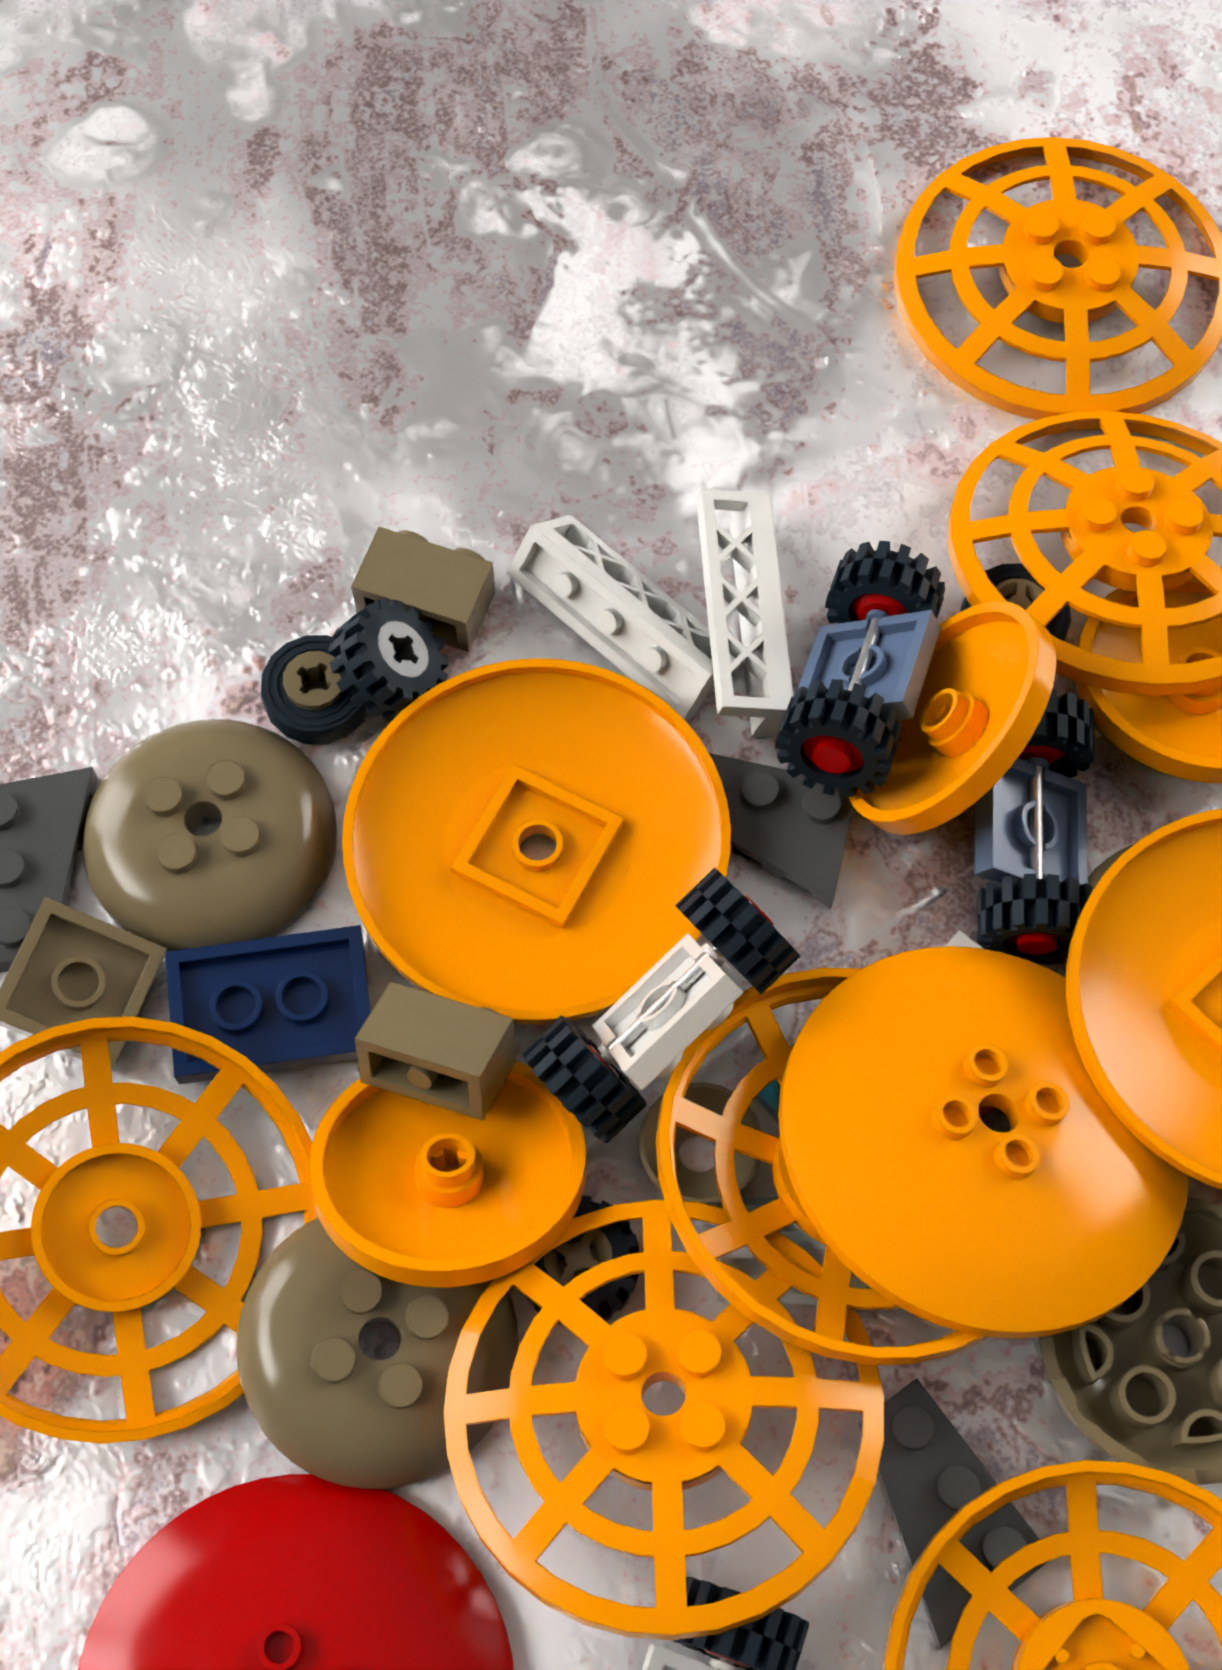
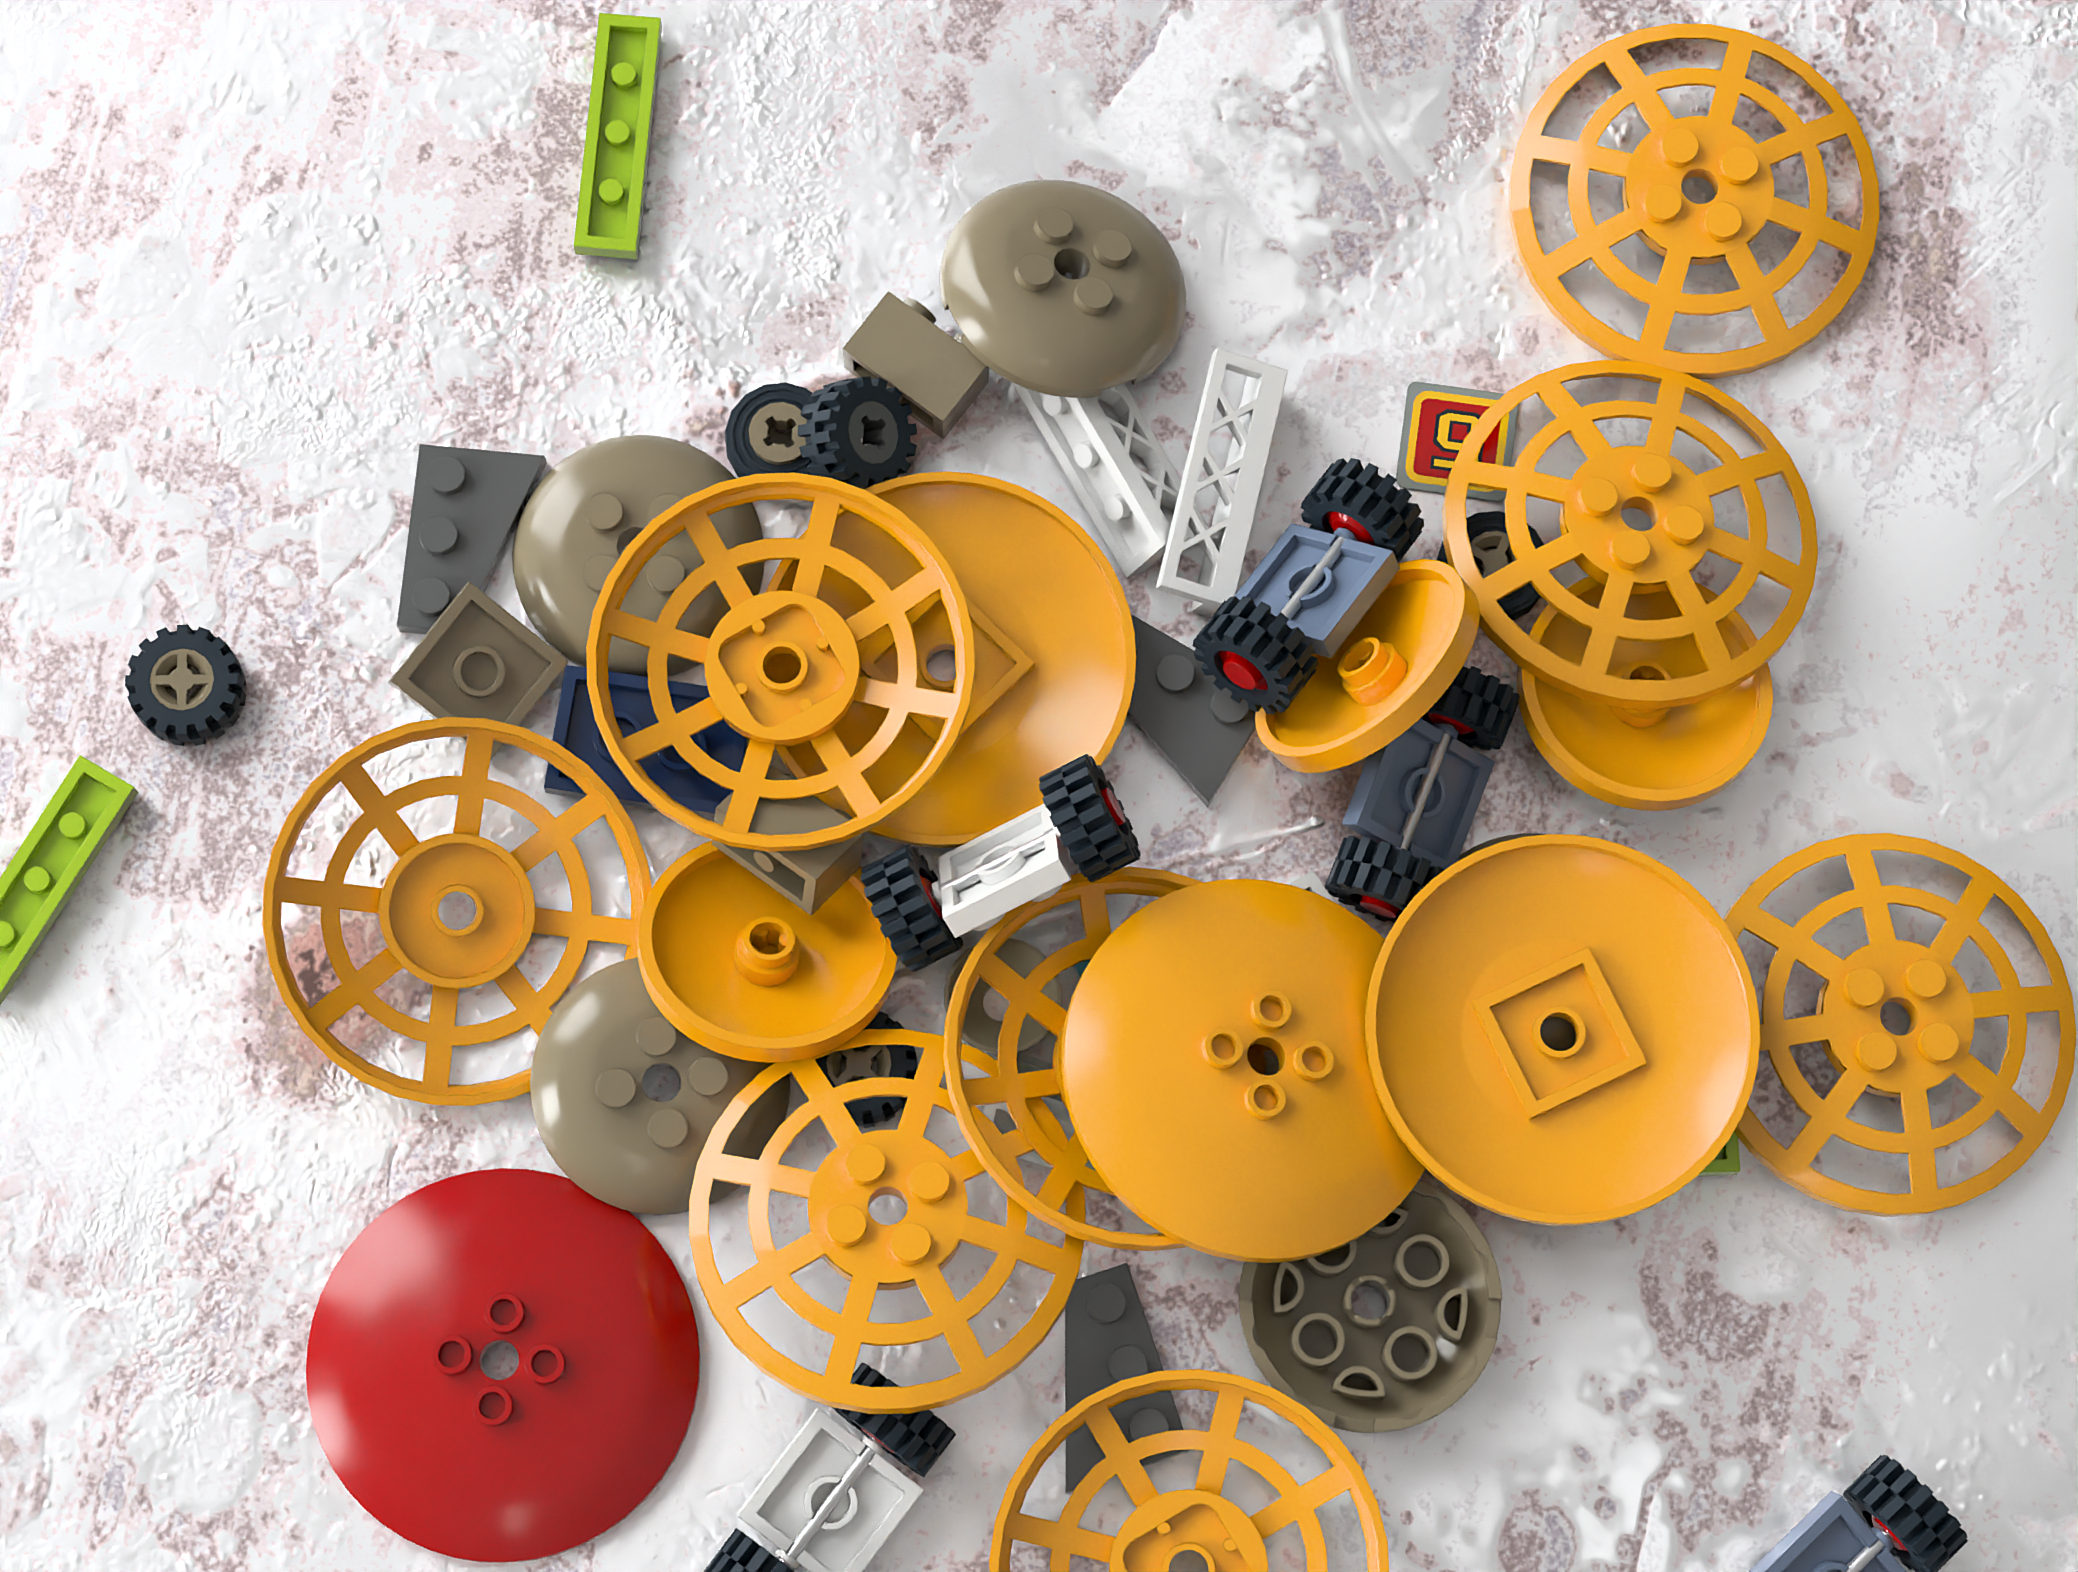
camera: 15 degrees right, 10 degrees up
(87, 475) = (618, 136): none -> lime plate
(368, 844) = (772, 625): none -> light orange dish
(539, 484) = (1057, 332): none -> dark tan brick
(919, 514) = (1433, 432): none -> sticker

